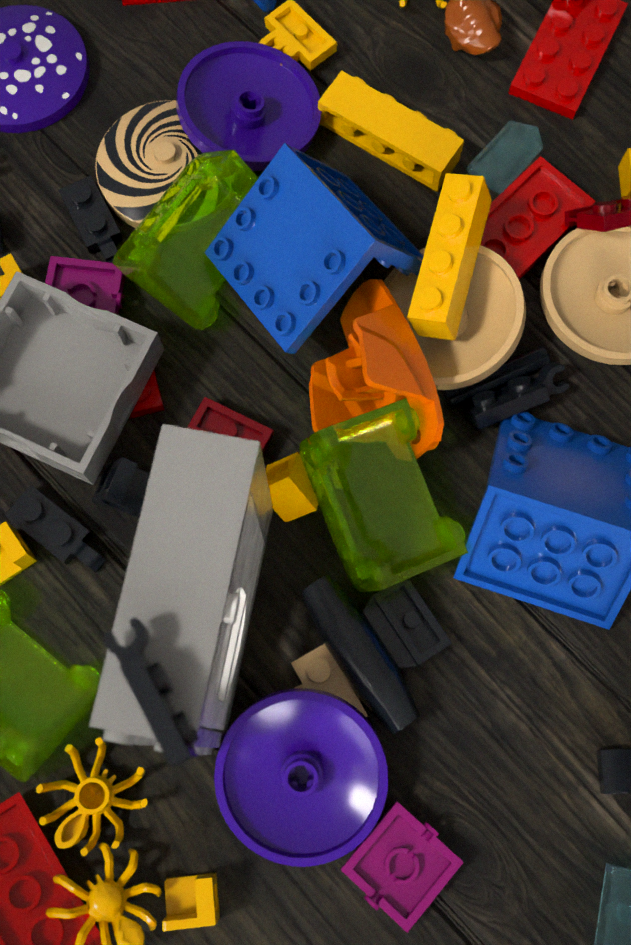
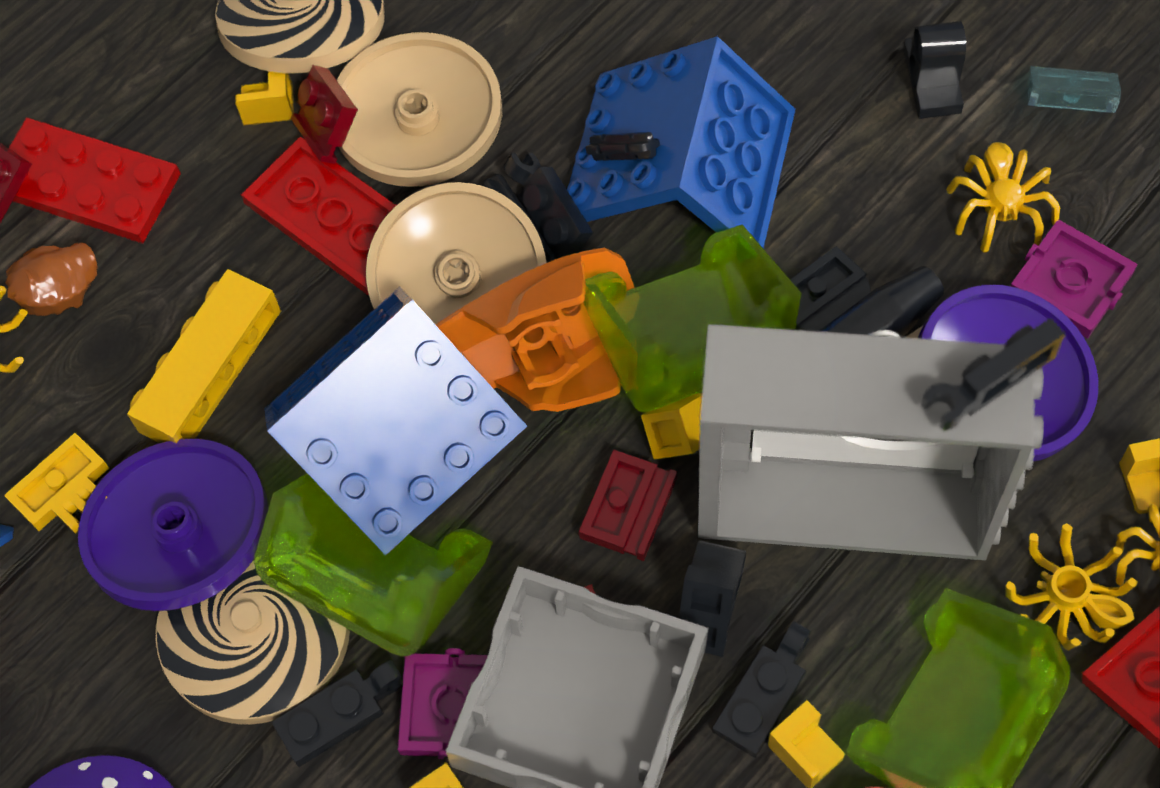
camera: 90 degrees left, 10 degrees down
(450, 256) = (395, 258): yellow brick -> none
(498, 815) = (1004, 196): none -> yellow animal
(507, 155) = (232, 238): clear light blue slope -> none
(552, 452) = (622, 146): none -> black axle

